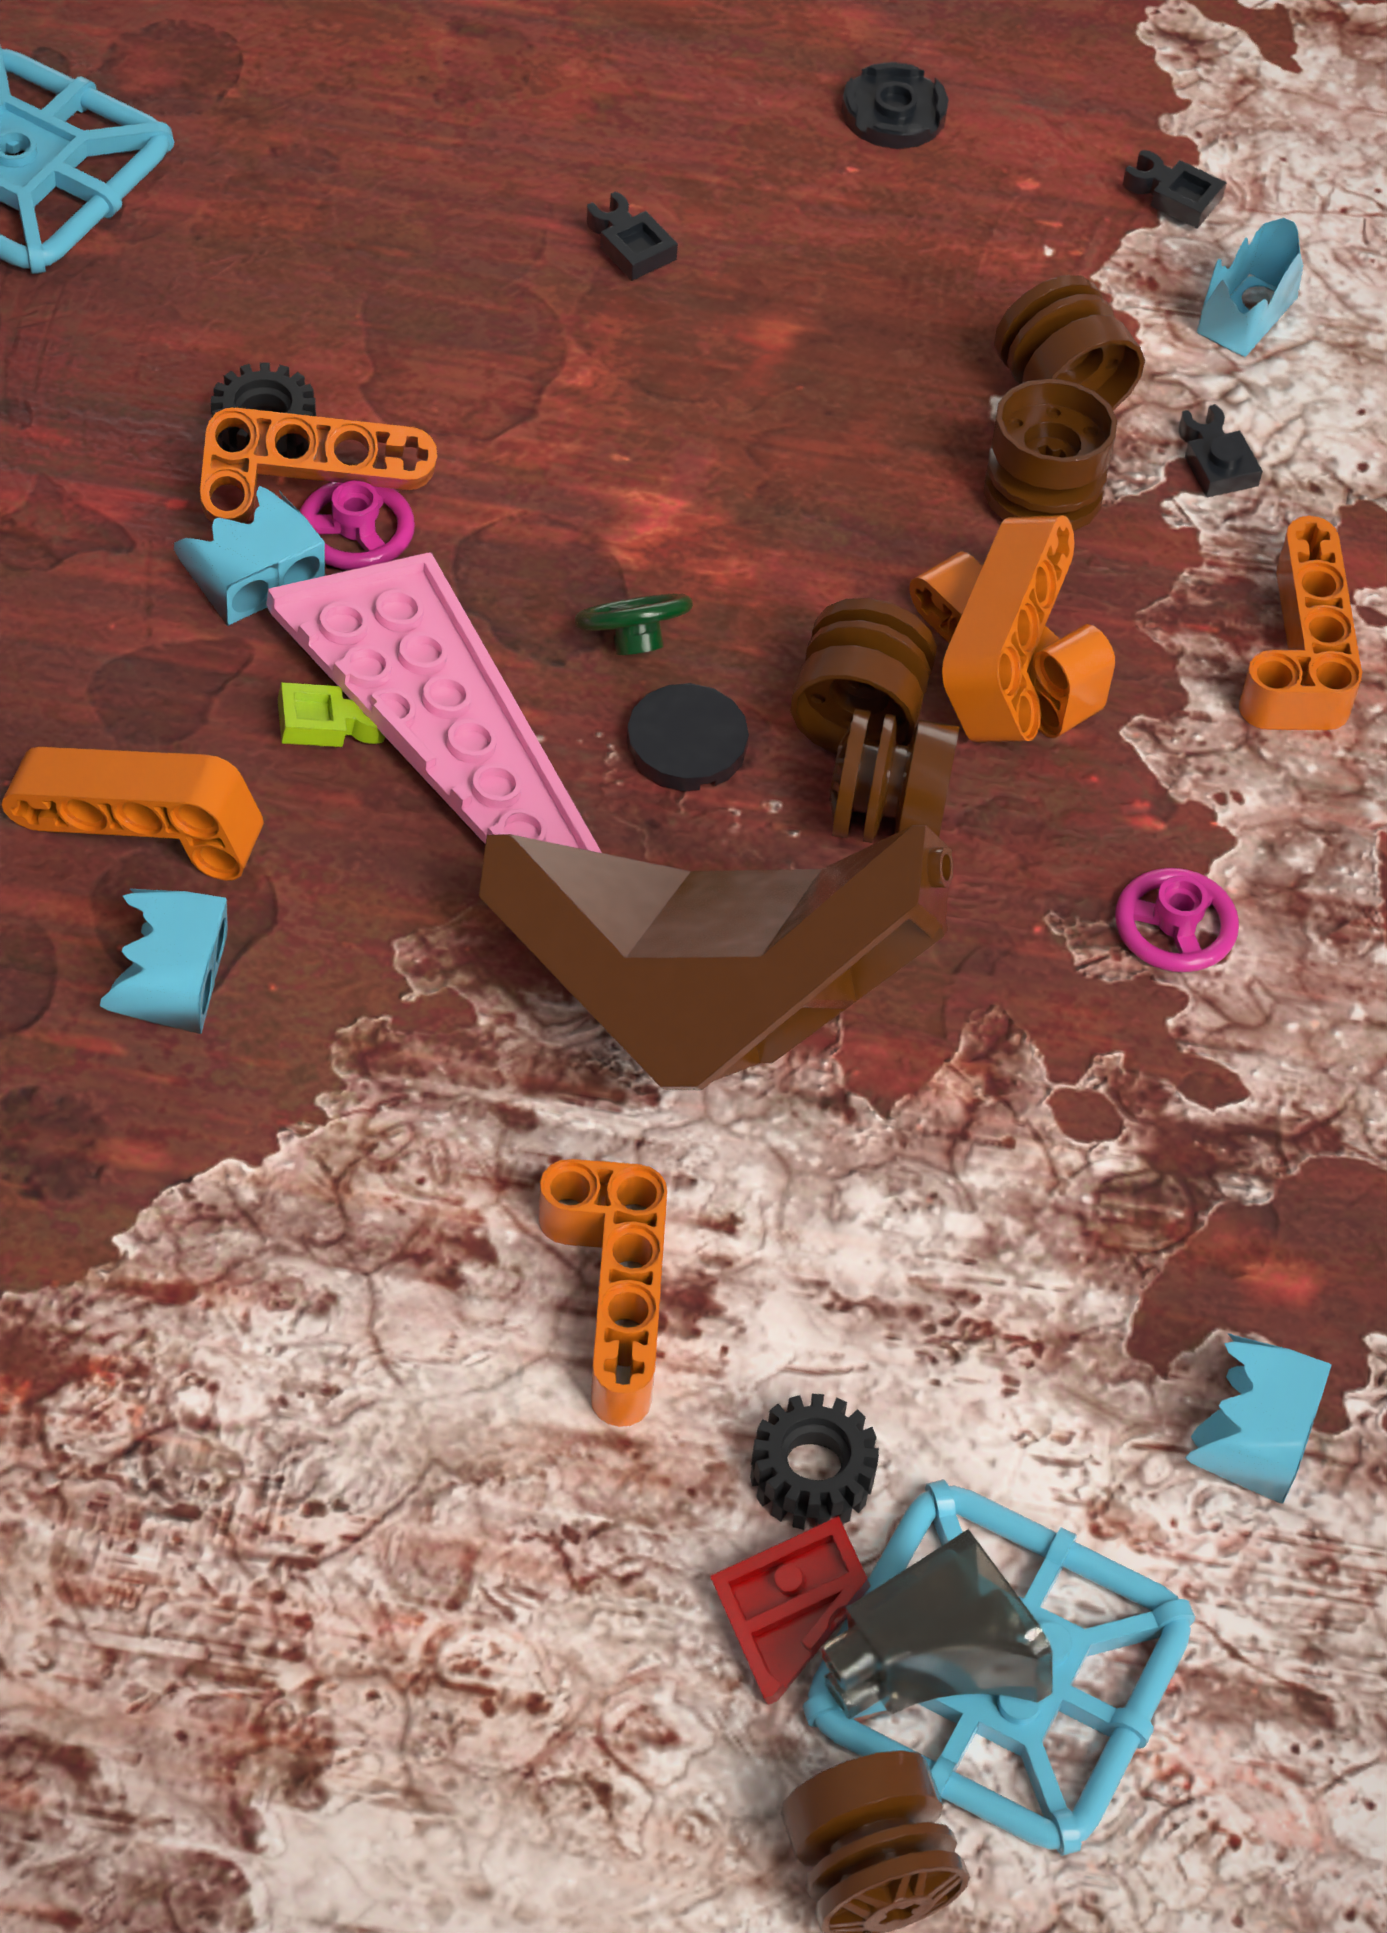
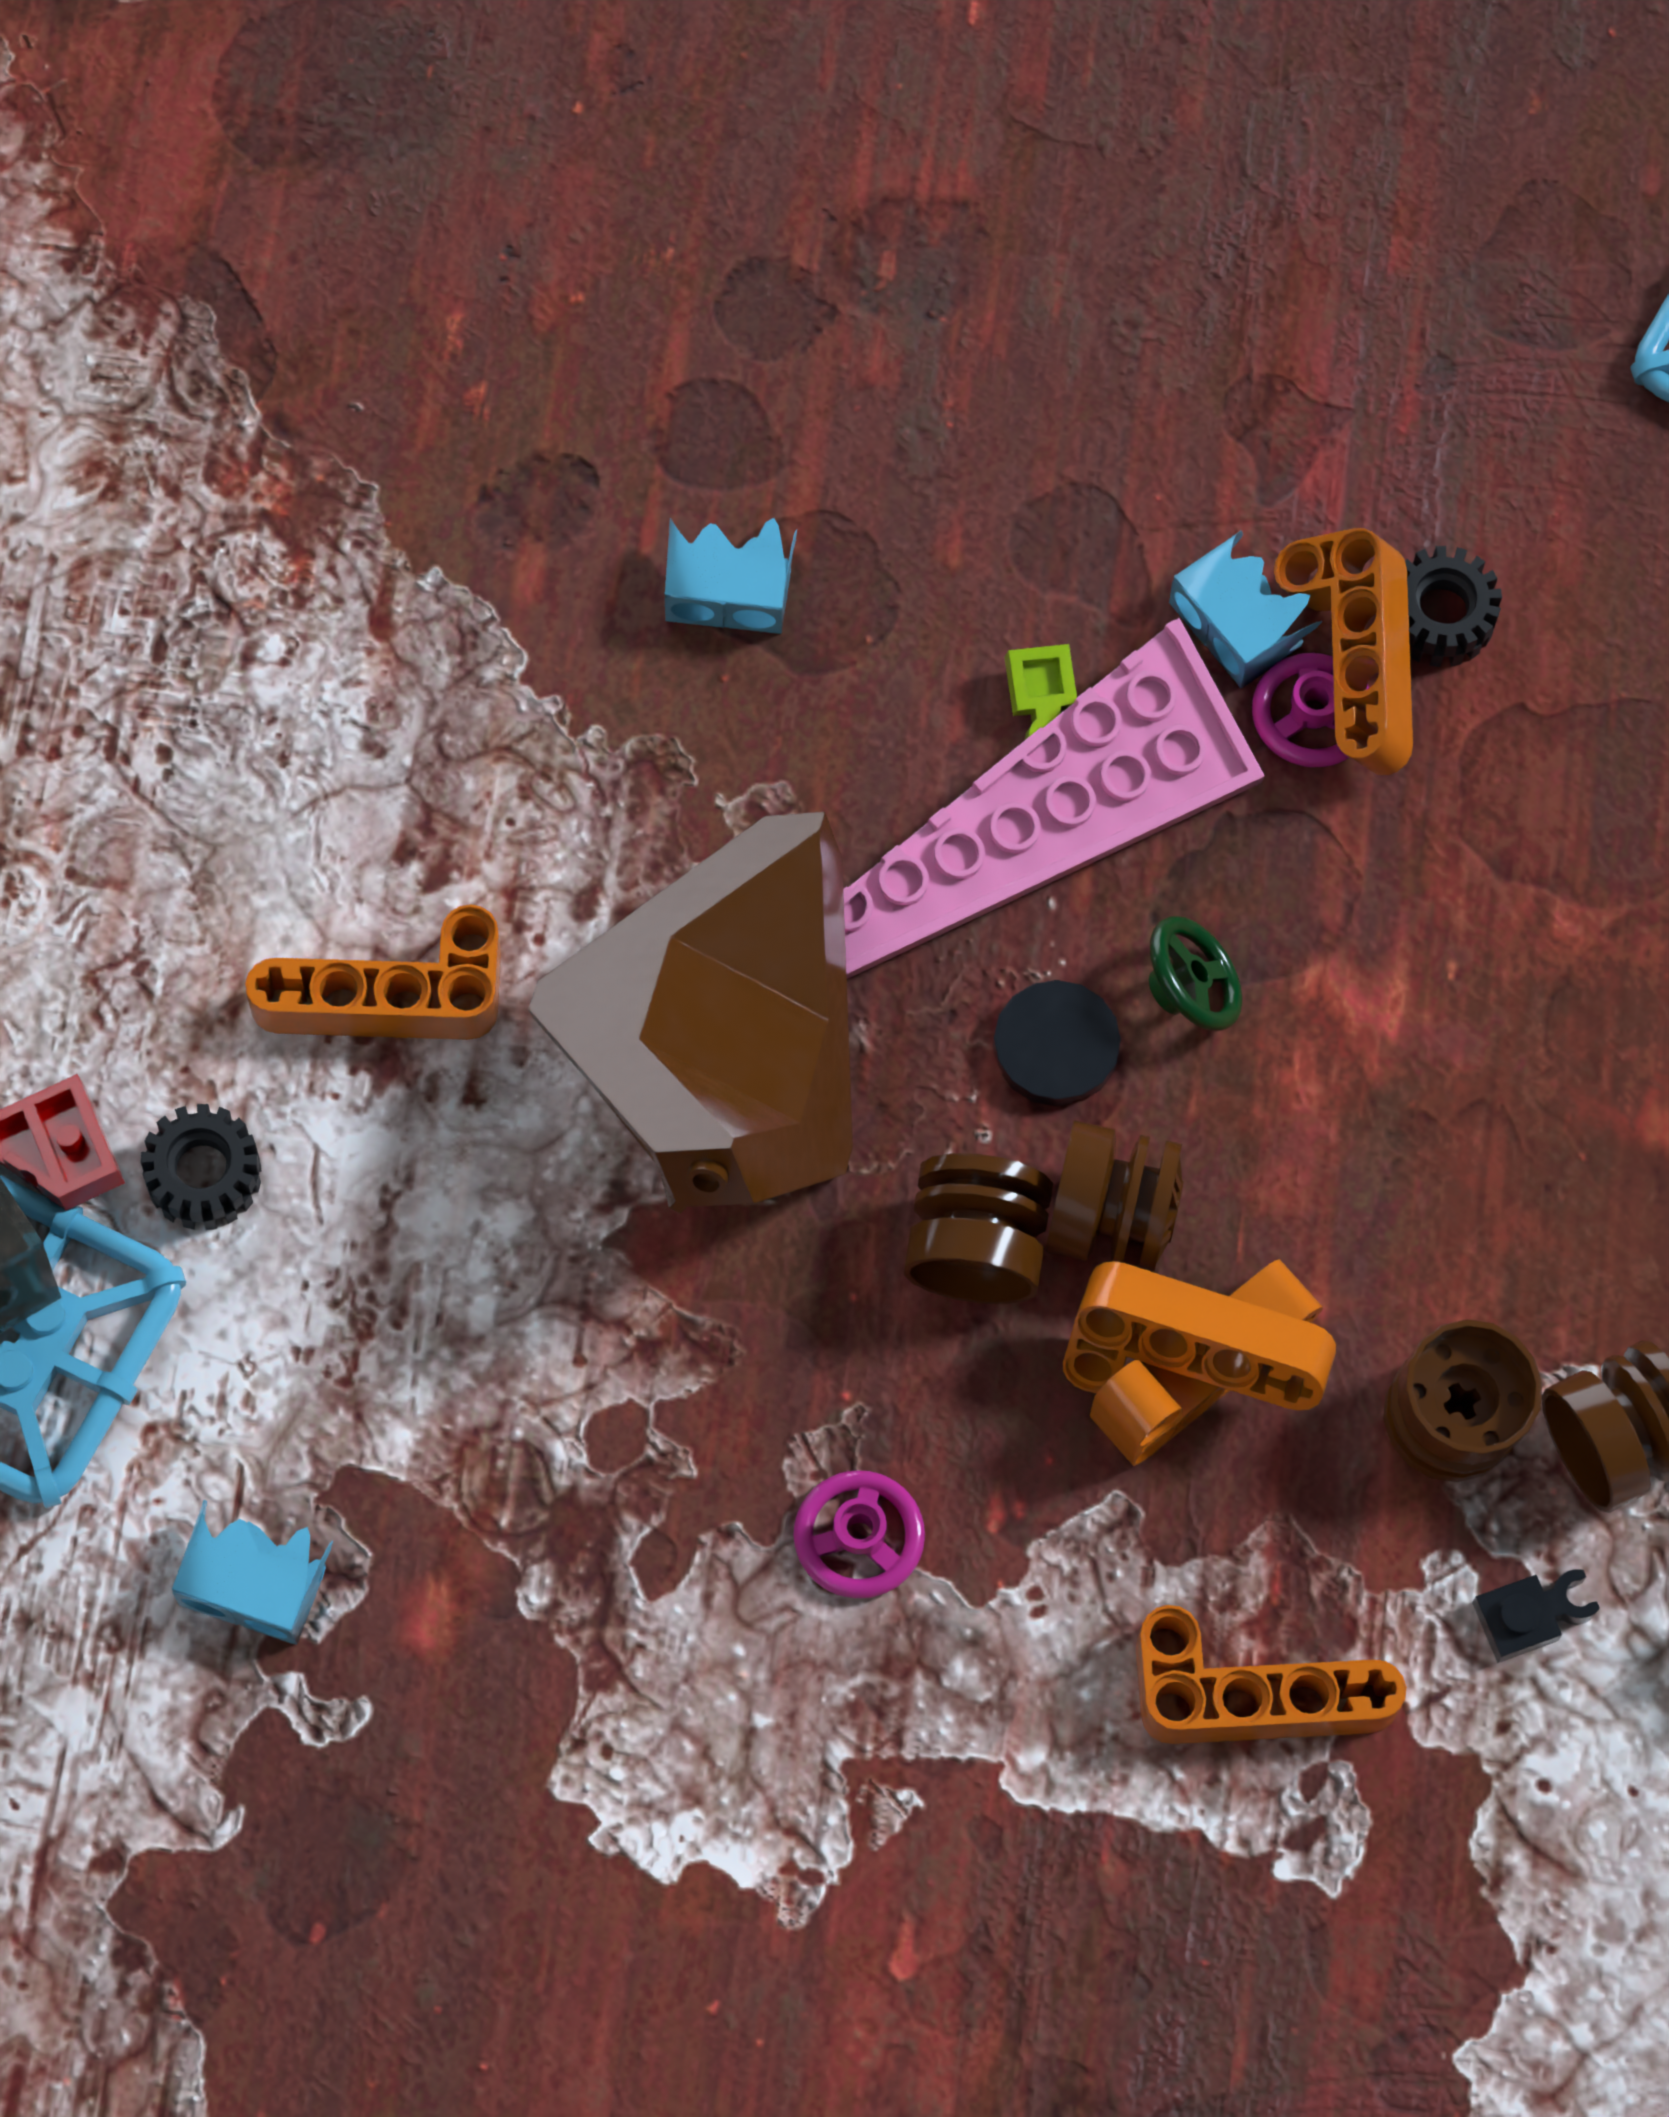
camera: 90 degrees right, 15 degrees up
(140, 795) = (900, 530): orange beam -> none

